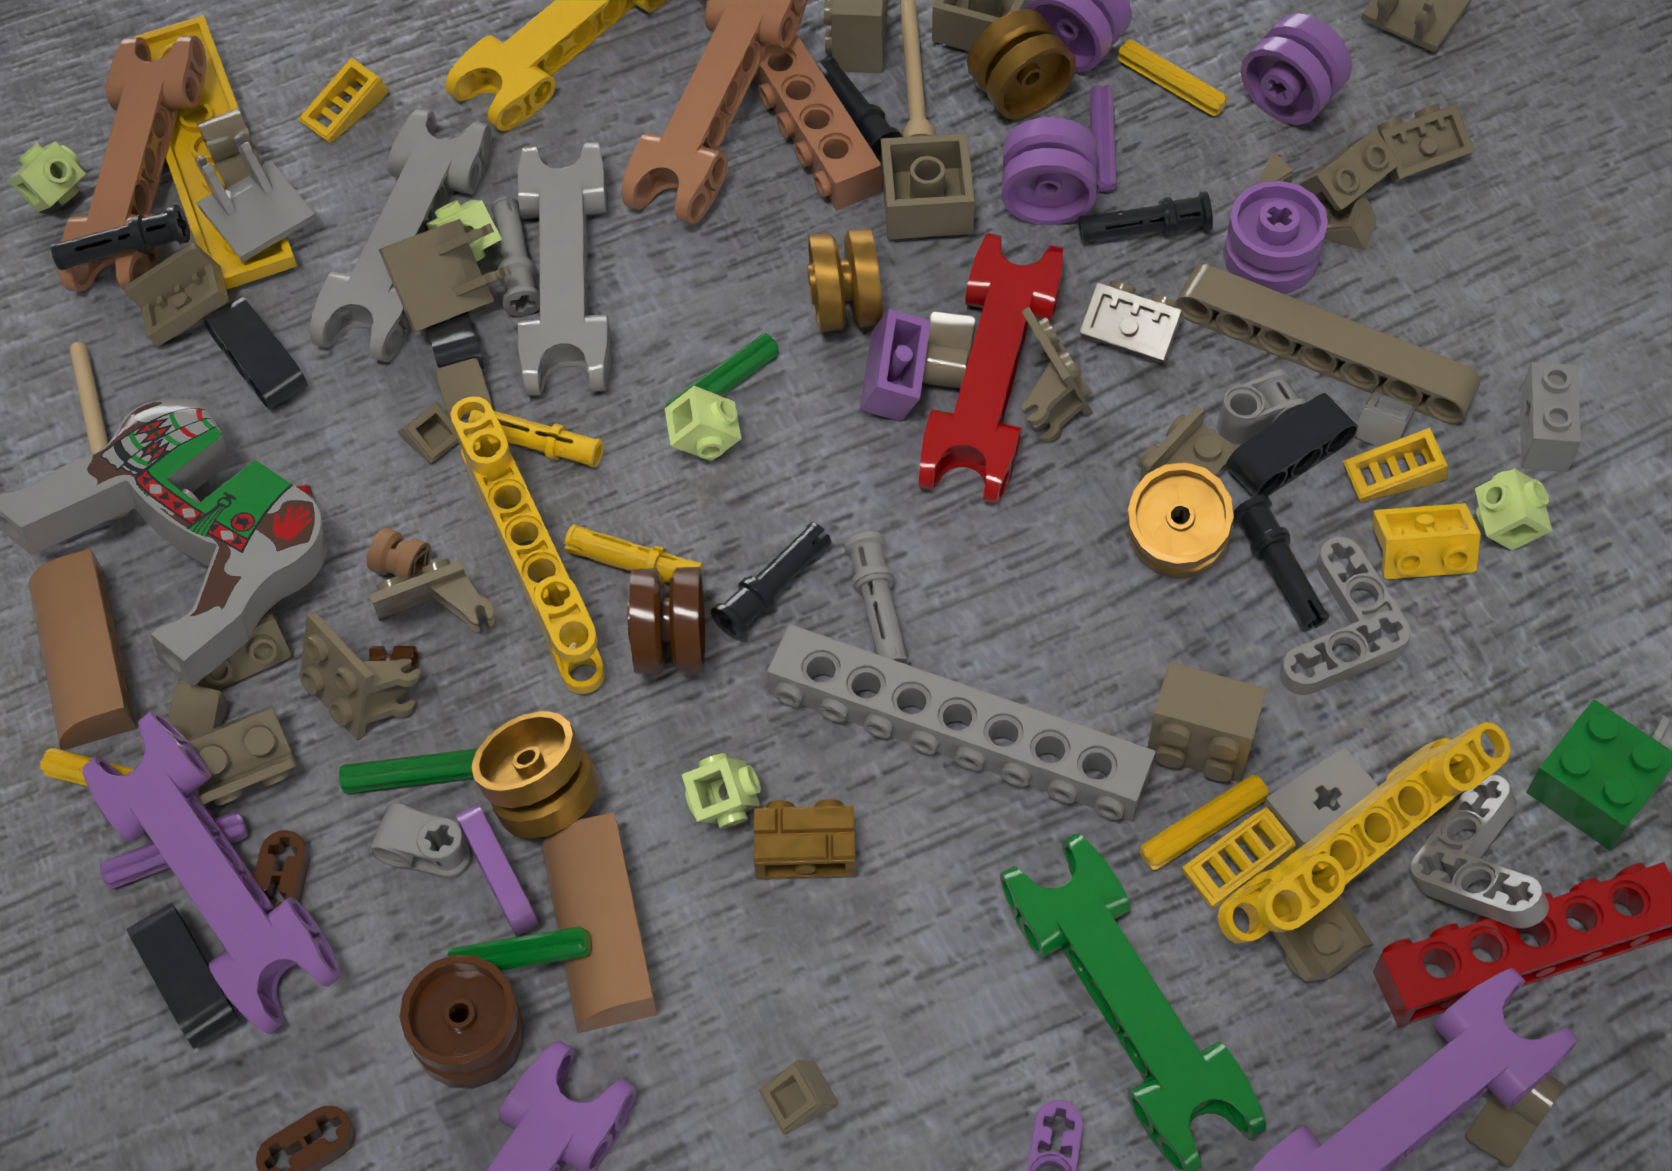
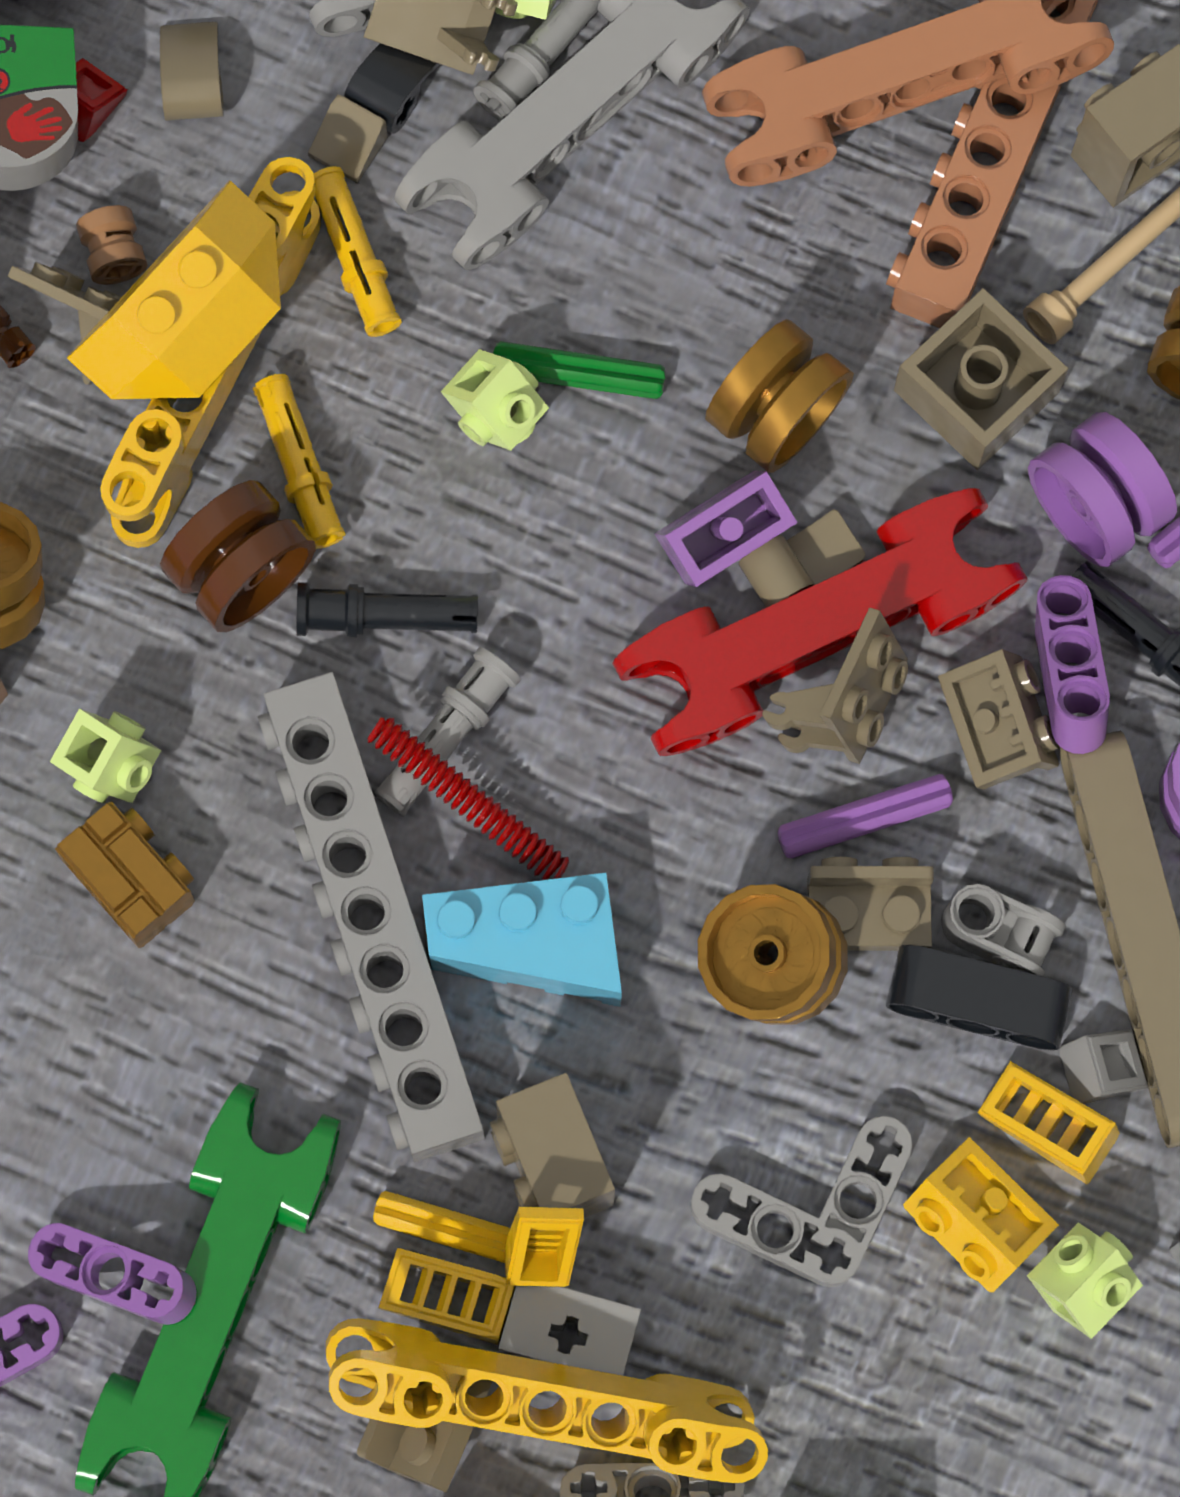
camera: 45 degrees right, 15 degrees up
(340, 438) = (190, 71): none -> dark tan panel
(430, 433) = (277, 139): dark tan slope -> none
(495, 518) = (189, 307): none -> yellow wedge
(866, 116) = (1024, 244): black pin -> none
(937, 615) = (433, 762): none -> red piece
(1023, 1047) = (127, 1293): none -> medium lavender beam
(1054, 640) = (529, 935): none -> medium azure wedge
(1128, 428) = (865, 816): none -> medium lavender axle
(1137, 257) = (1070, 687): none -> medium lavender beam
(1266, 757) = (542, 1246): none -> yellow slope
(1272, 545) = (839, 1063): black pin -> none

